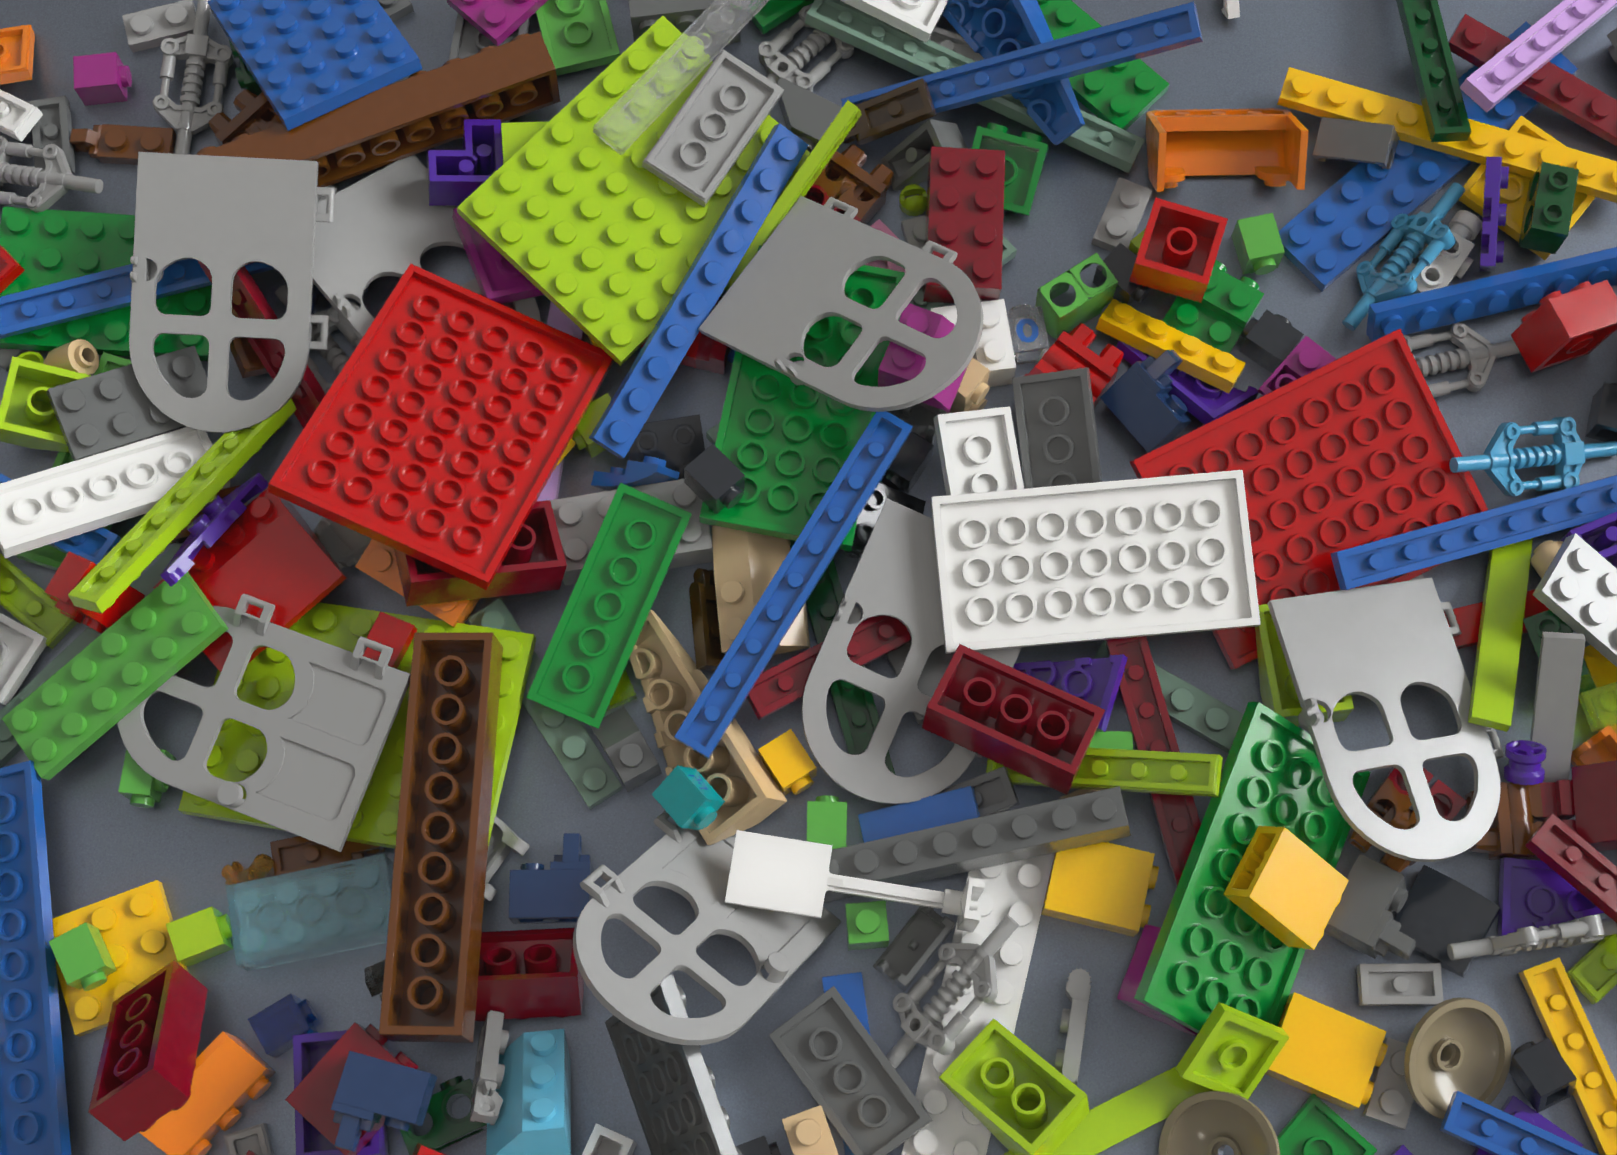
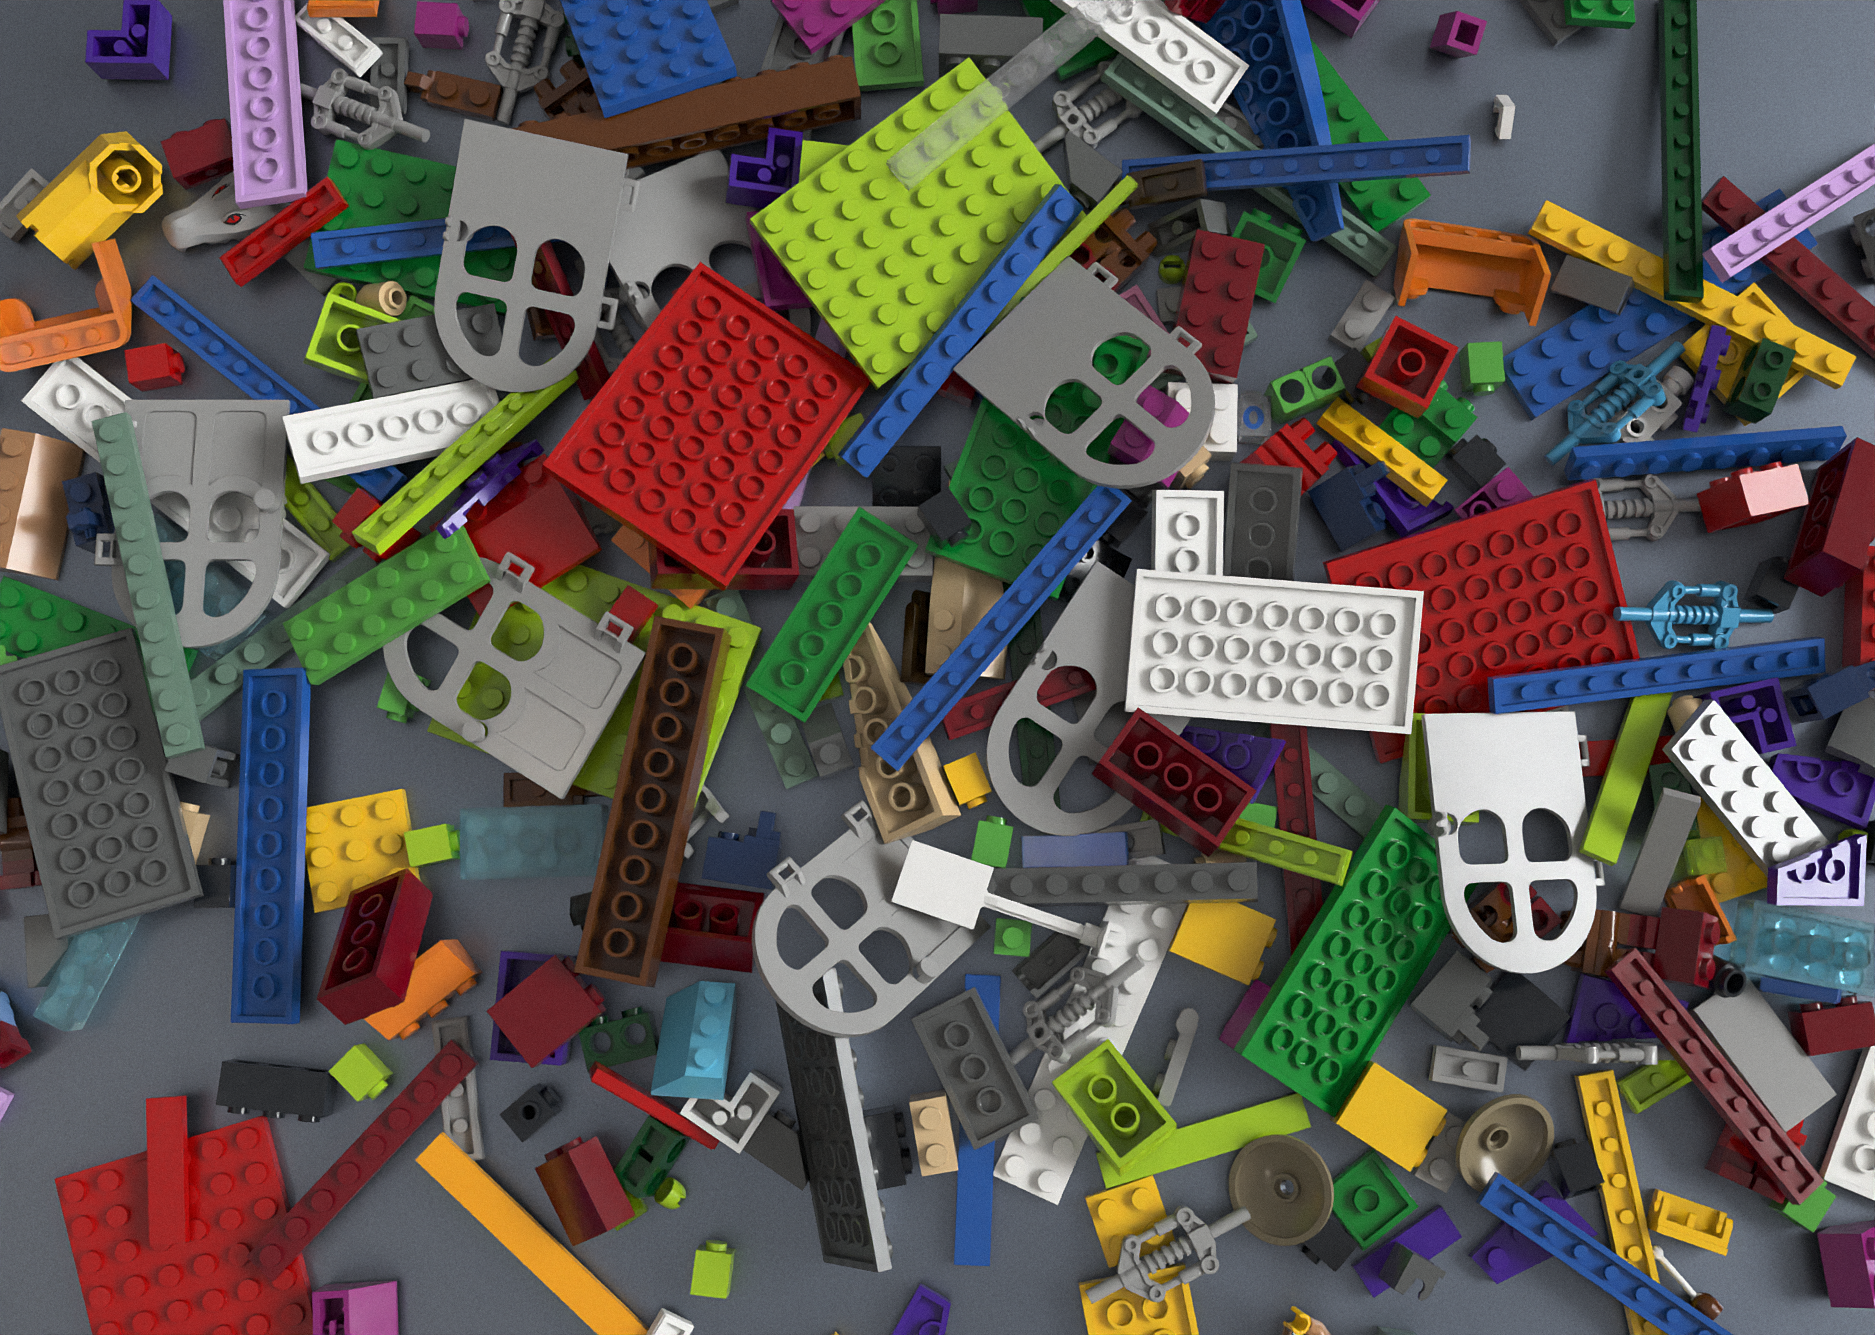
camera: 10 degrees right, 10 degrees up
(83, 957) = (329, 850): bright green brick -> none
(257, 870) = (486, 798): clear orange arm -> none
(281, 1021) = (495, 935): clear blue brick -> none
(378, 1089) = (570, 1020): dark blue hinge -> none
(488, 1072) = (664, 1010): light grey hinge -> none
(637, 473) = (874, 495): blue slope -> none
(688, 798) = (874, 802): teal brick -> none
(713, 128) = (998, 176): light grey tile -> none
(1232, 1051) = (1309, 1107): lime plate -> none
(1286, 887) = (1386, 973): yellow brick -> none
(1524, 762) = (1621, 895): dark purple wheel -> none

